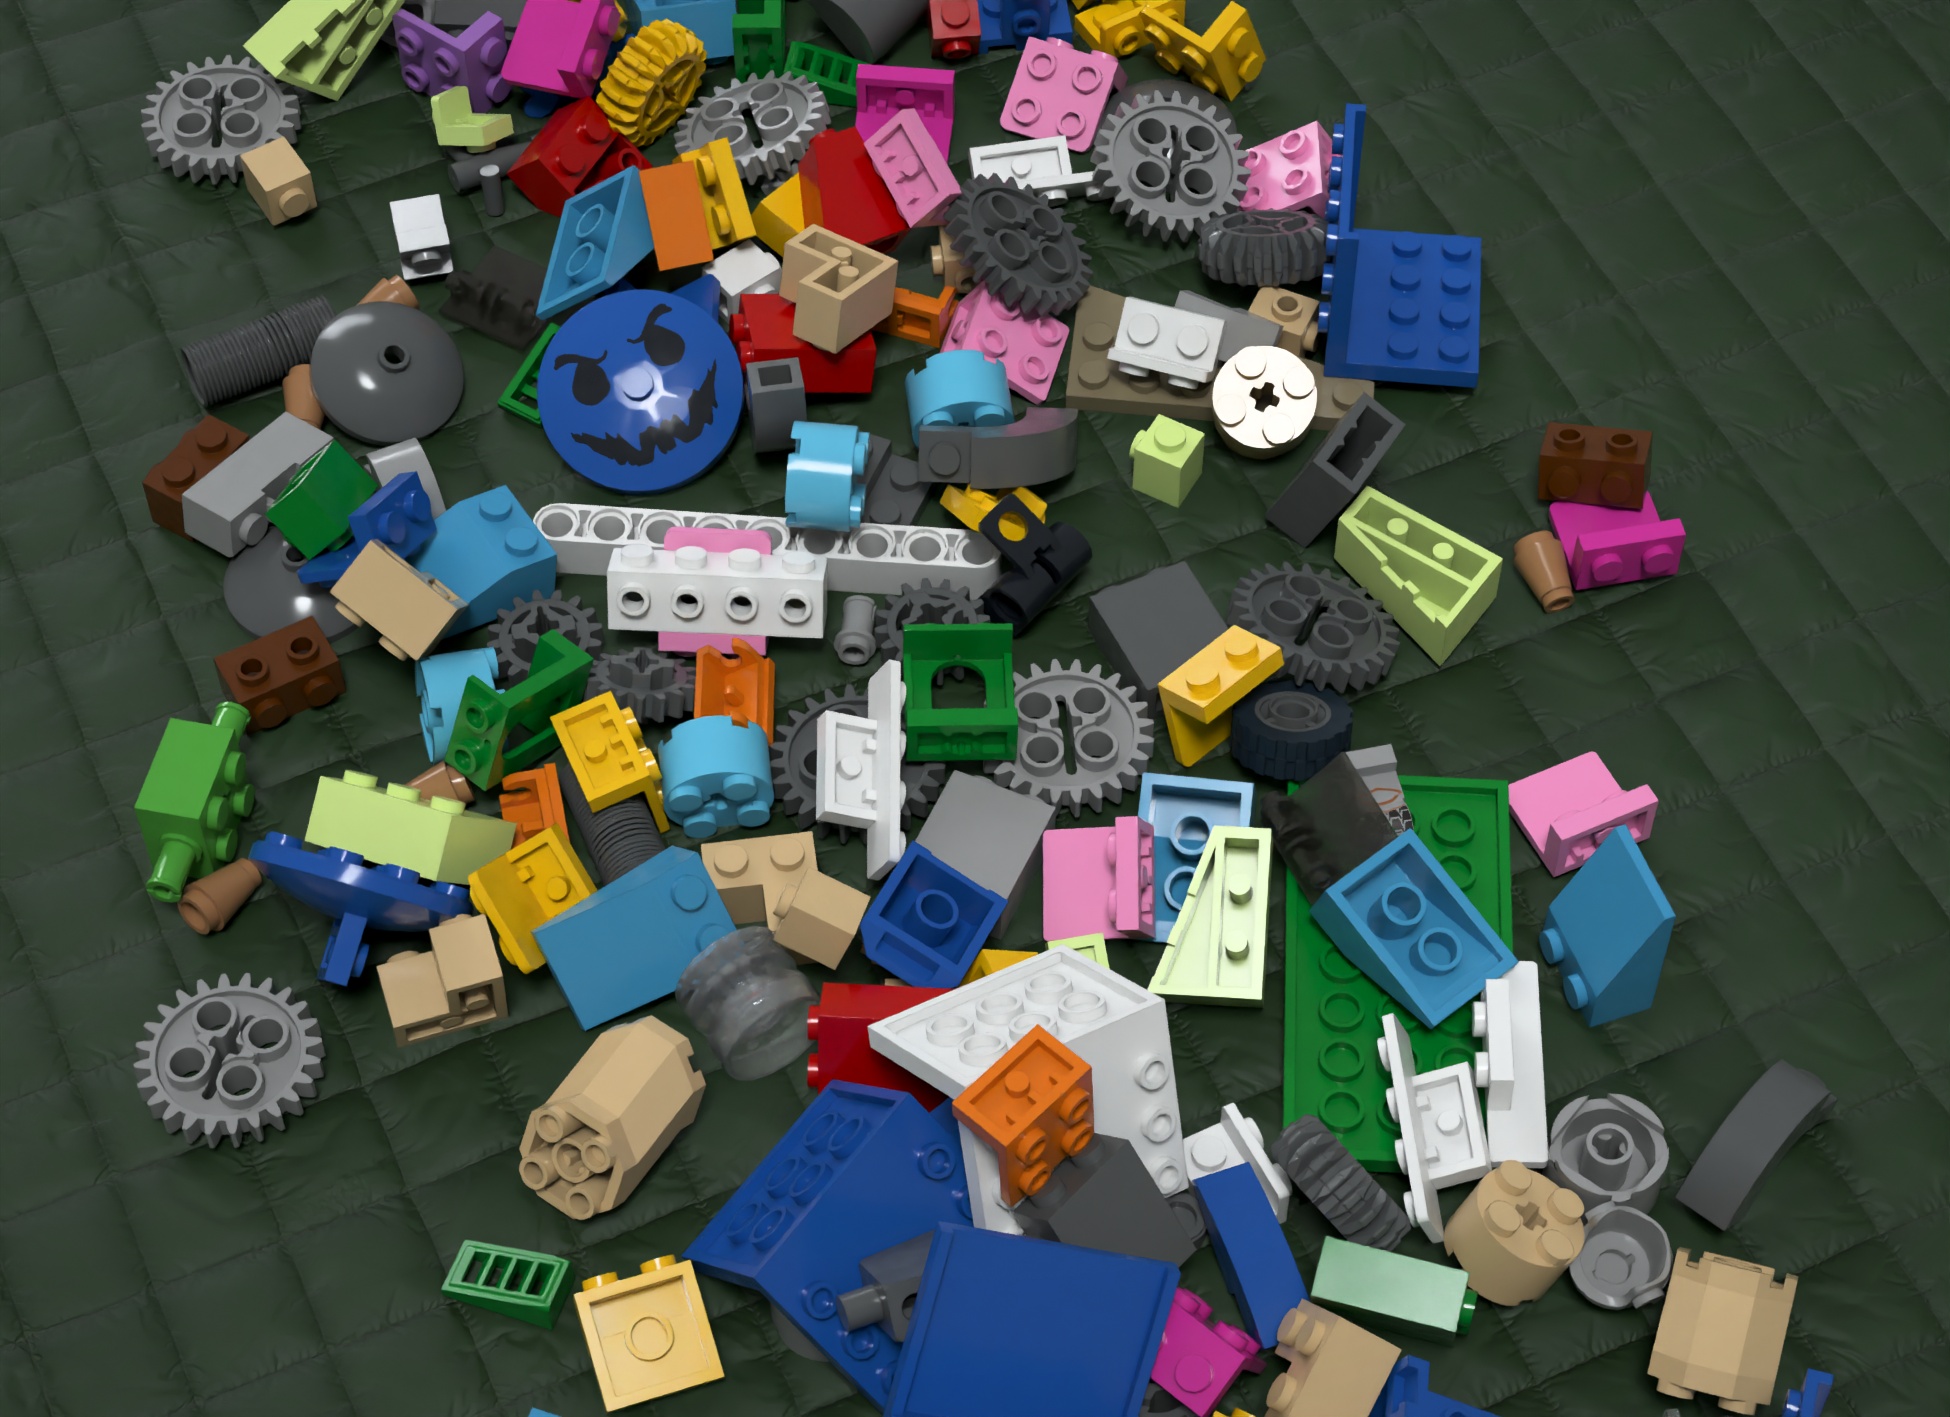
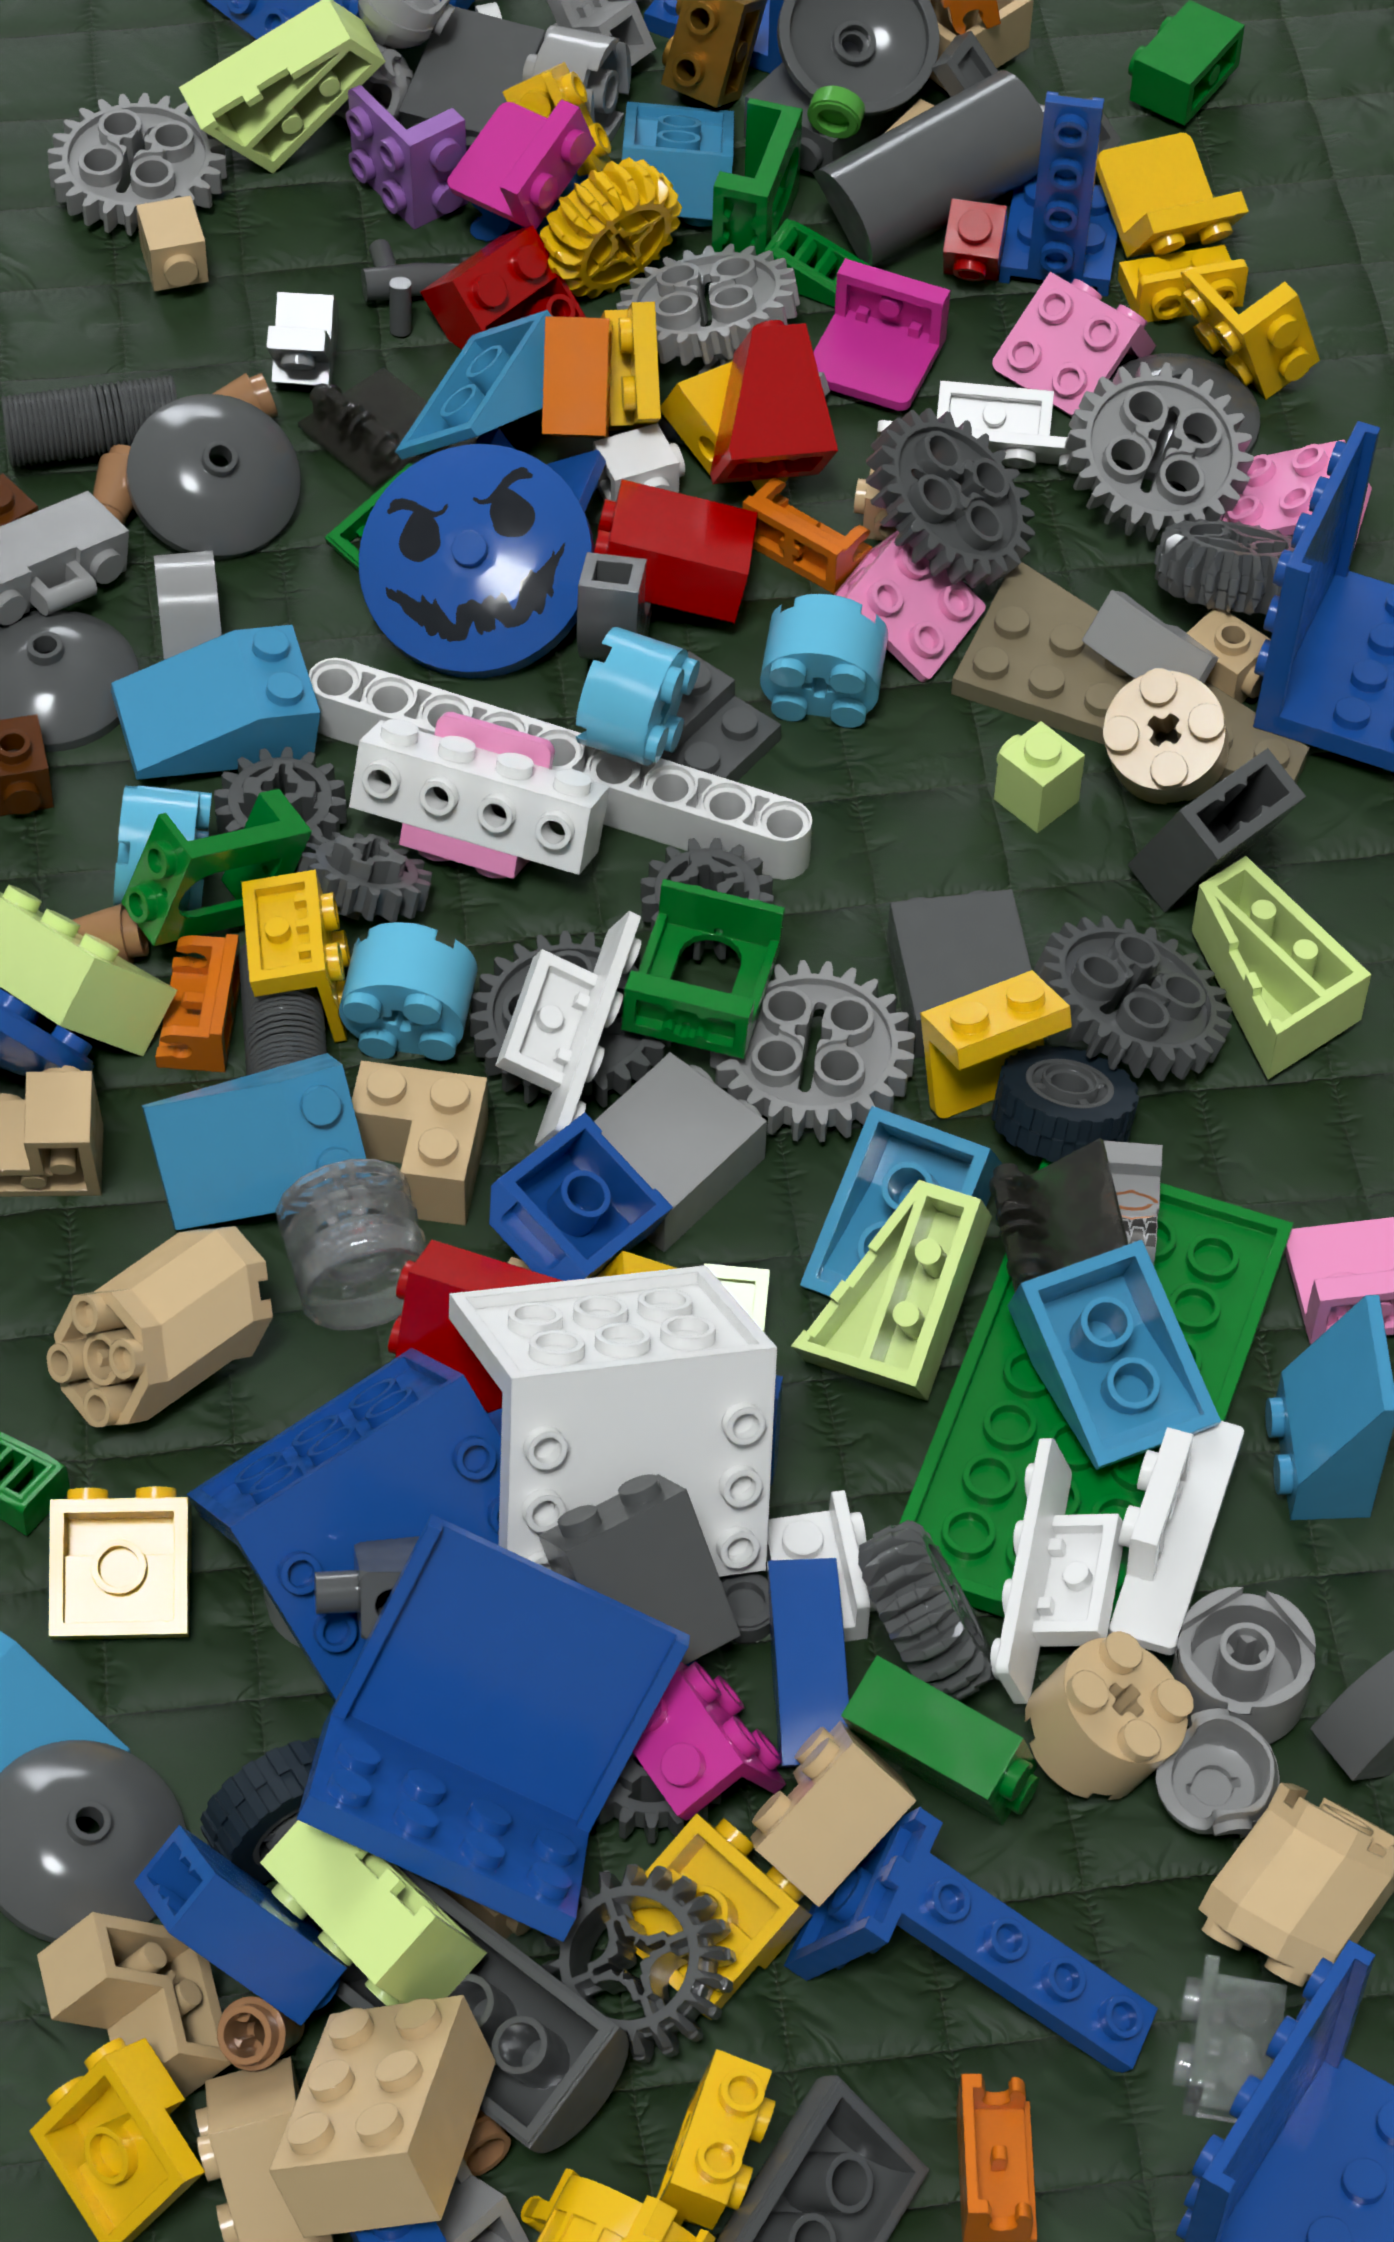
camera: 15 degrees right, 0 degrees up
(319, 499) = (87, 593): green brick -> none
(394, 515) = (130, 642): blue bracket -> none
(398, 601) = (128, 726): tan brick -> none
(460, 127) = (387, 227): yellowish green bracket -> none
(528, 890) = (154, 1060): yellow bracket -> none
(736, 686) = (466, 904): orange hinge -> none
(819, 917) = (452, 1168): tan brick -> none
(836, 287) = (722, 495): tan brick -> none
(856, 639) = (620, 886): light grey pin -> none
(913, 170) = (856, 385): bright pink bracket -> none
(975, 504) = (823, 798): yellow bracket -> none
(1004, 455) = (850, 725): dark grey arch -> none
(1031, 1111) = (579, 1428): orange bracket -> none
(1041, 562) = (847, 853): black piece -> none
(1099, 881) = (789, 1213): bright pink bracket -> none
(1168, 342) = (1080, 644): white bracket -> none

